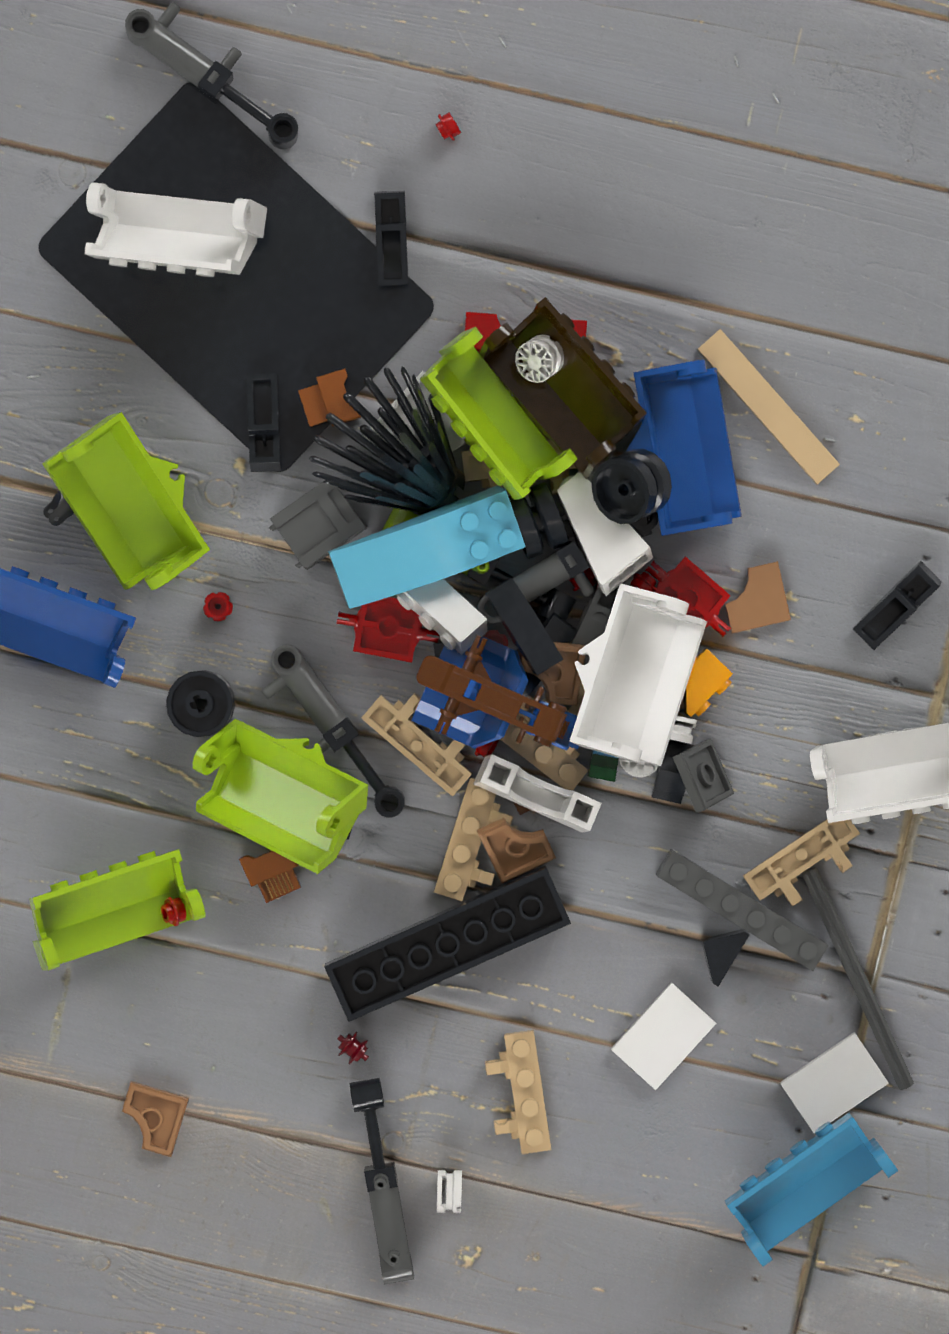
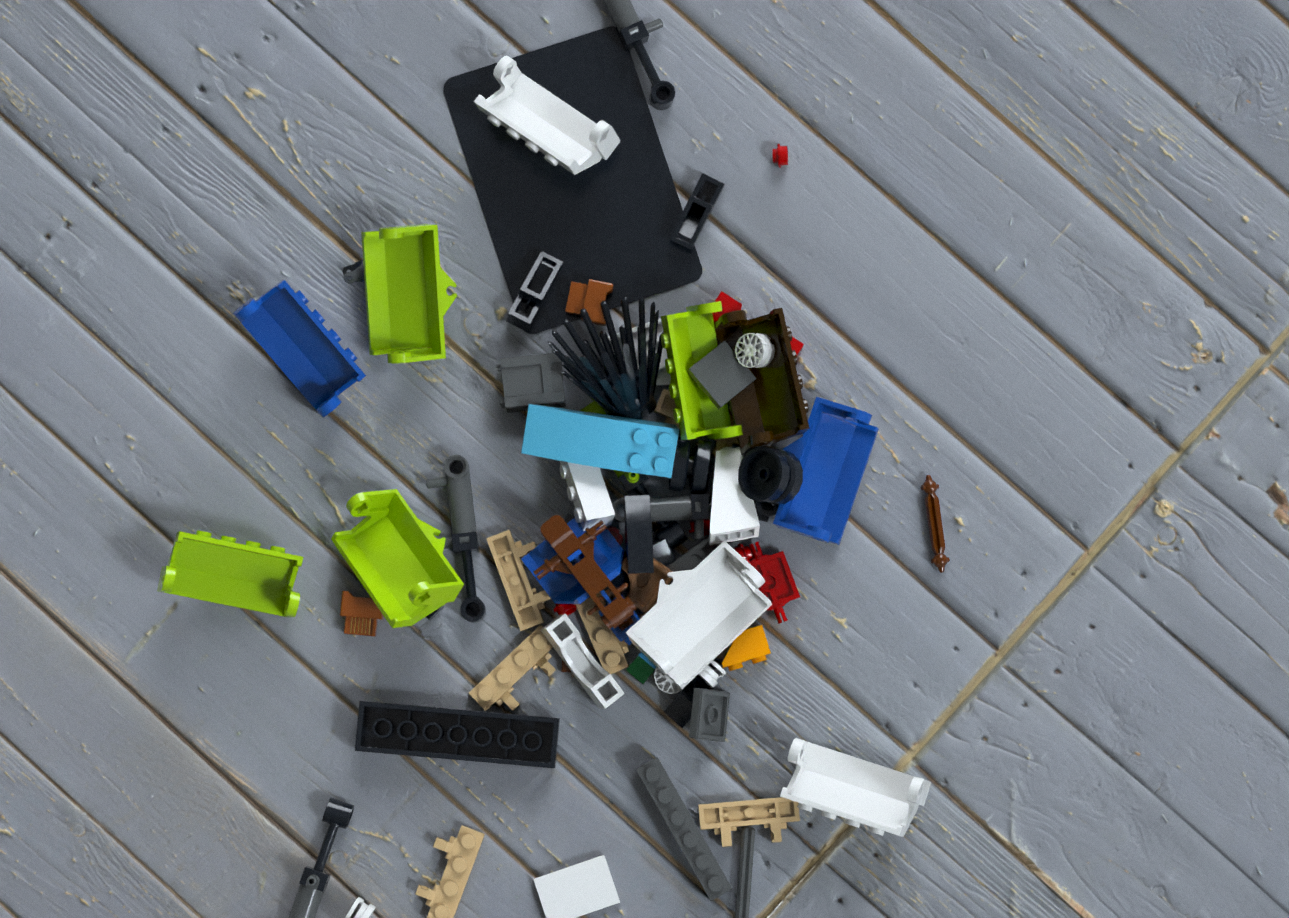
camera: 30 degrees right, 5 degrees down
(157, 1114) = (179, 743): medium nougat tile -> none
(173, 911) = (274, 602): red plate -> none
(183, 708) = (367, 454): black wheel -> none
(217, 614) = (422, 403): red plate -> none
(353, 1047) = (347, 773): dark red wheel -> none
(387, 630) = (540, 485): red plate -> none
(514, 850) = (542, 694): medium nougat tile -> none
(517, 405) = (721, 375): none -> dark grey tile
(721, 952) = (651, 852): black slope -> none
(761, 601) = (819, 614): medium nougat tile -> none
(768, 407) = (901, 477): tan tile -> none
(831, 436) = (935, 523): none -> reddish brown wheel
(897, 605) = (916, 670): black slope -> none

